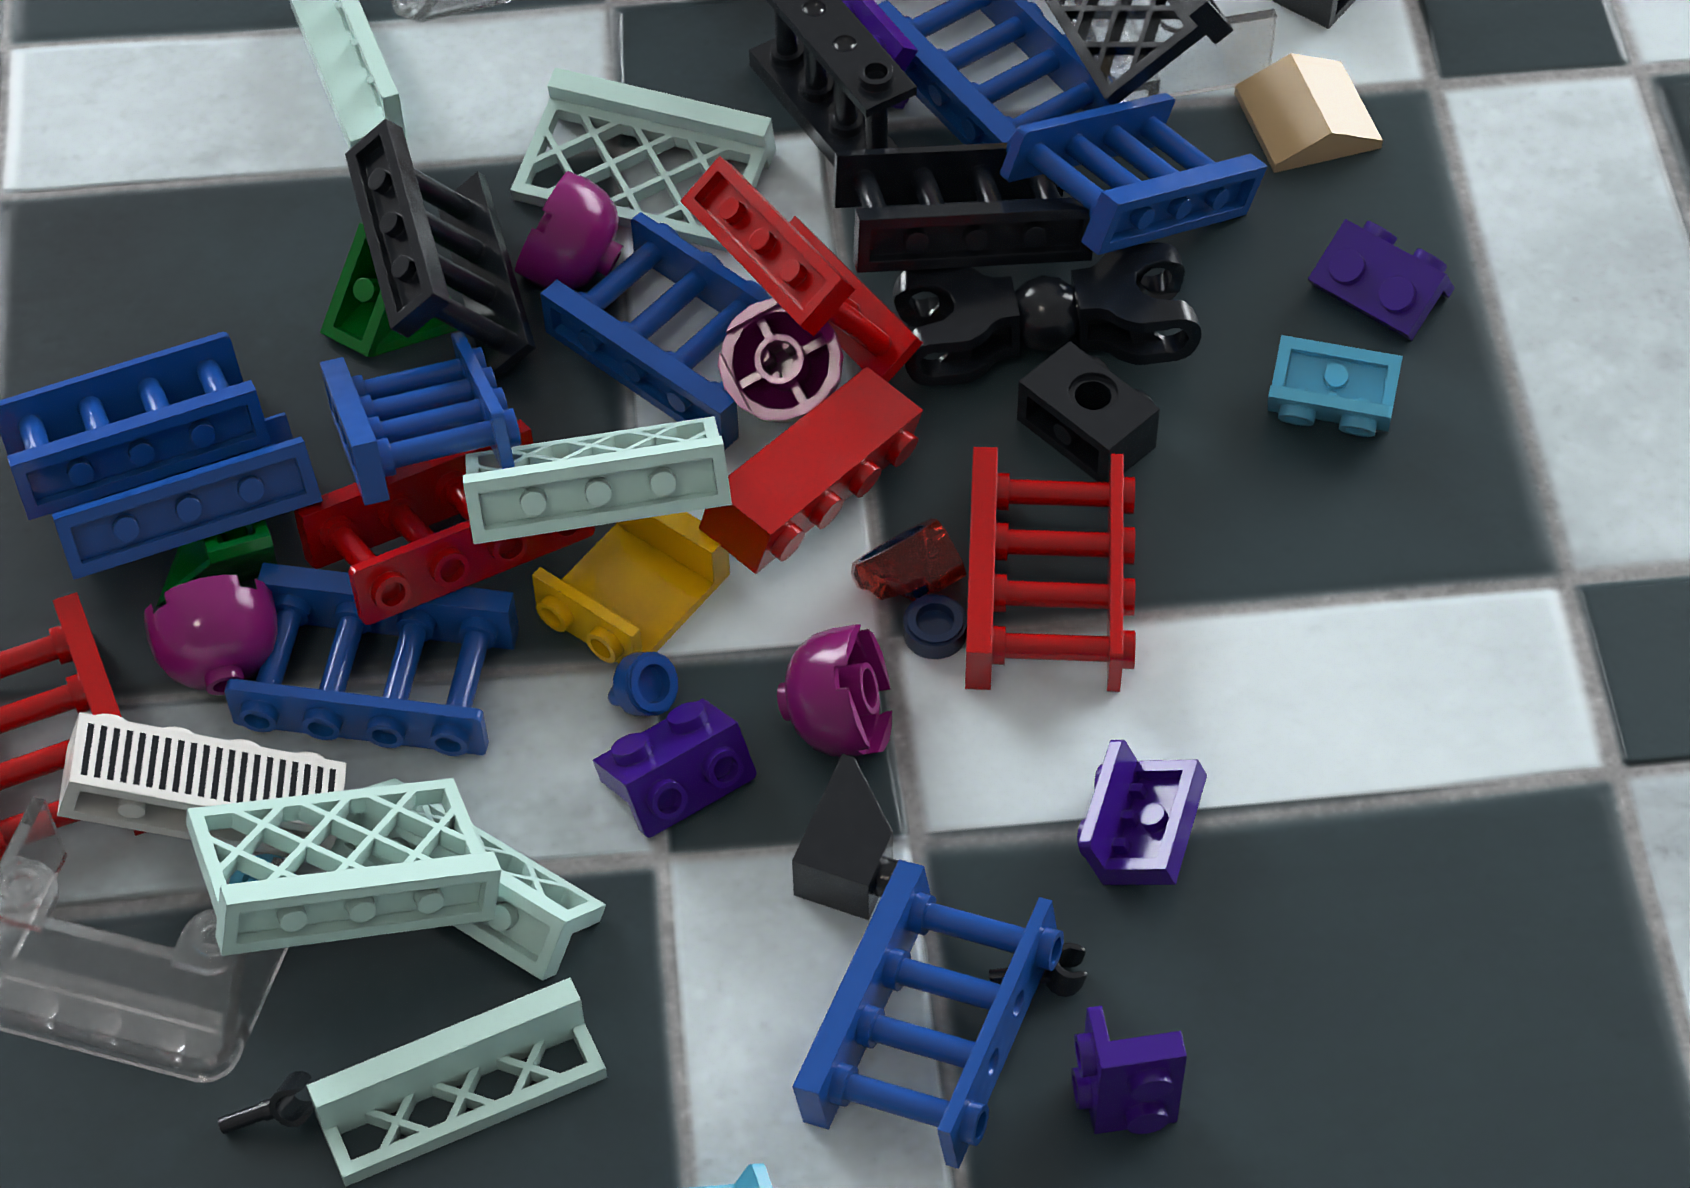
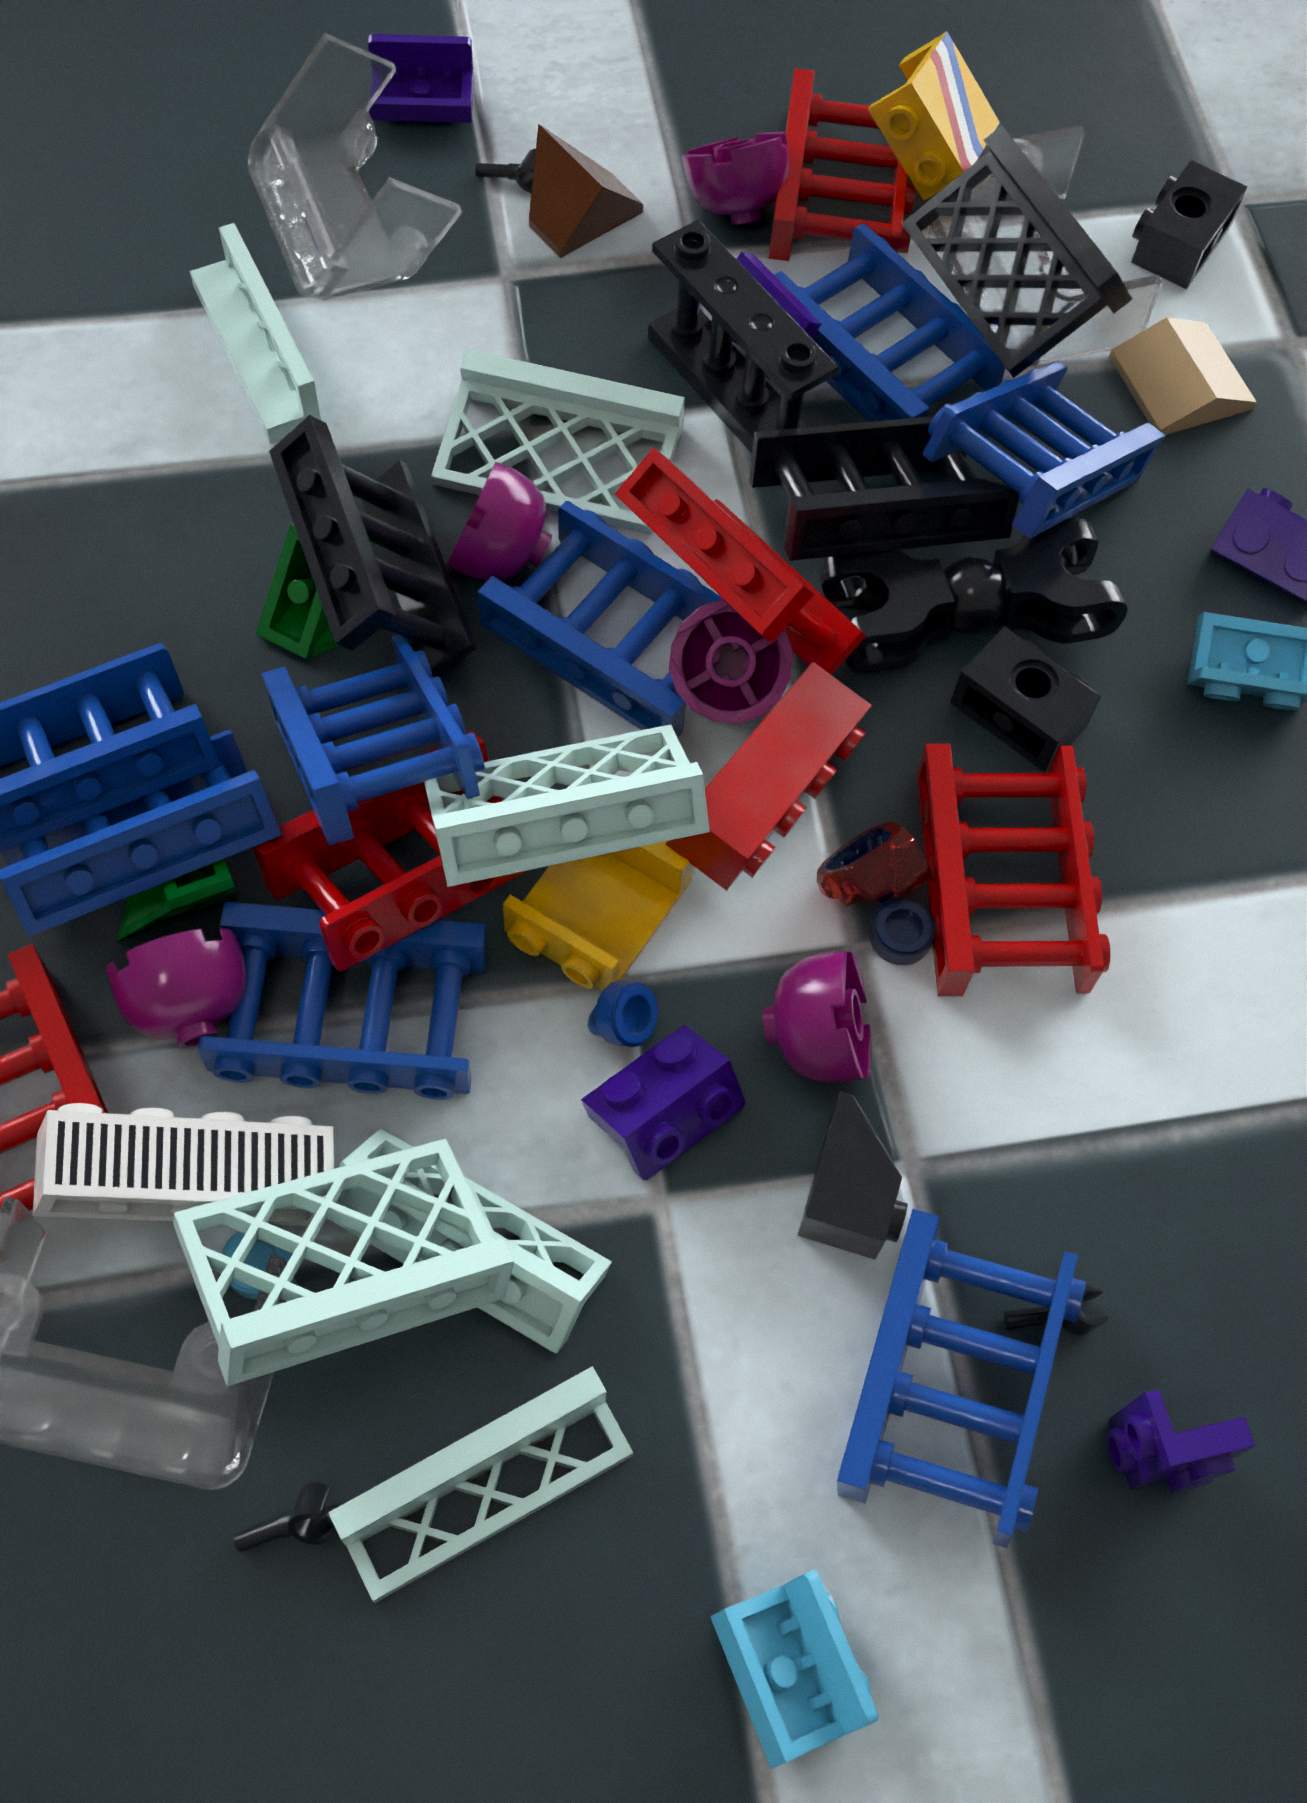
camera: 10 degrees left, 10 degrees up
(1140, 817) = (1138, 1139): dark purple bracket -> none

